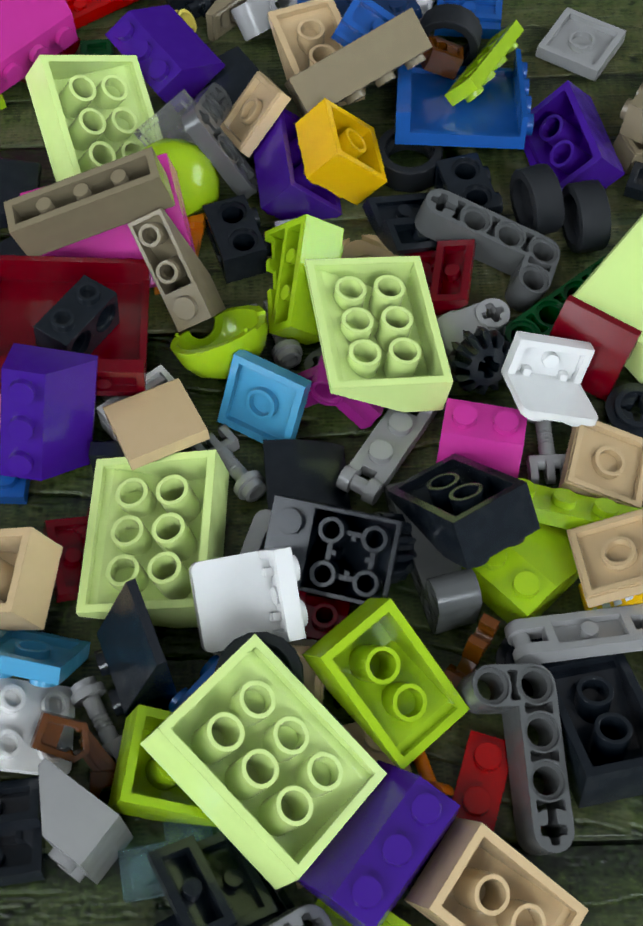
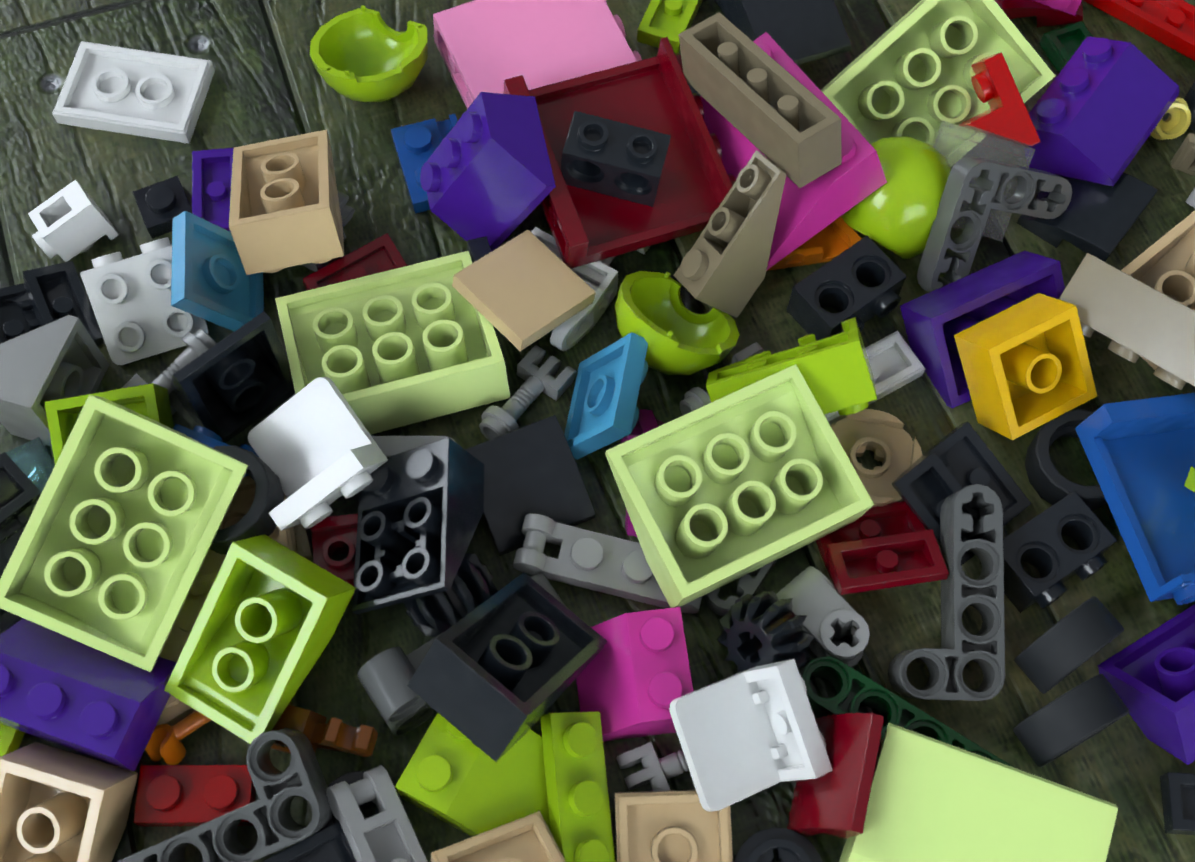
camera: 70 degrees right, 5 degrees up
(47, 737) = (128, 362): reddish brown piece -> none
(144, 86) = (1007, 111): none -> red slope
(254, 113) = (1042, 243): tan tile -> none

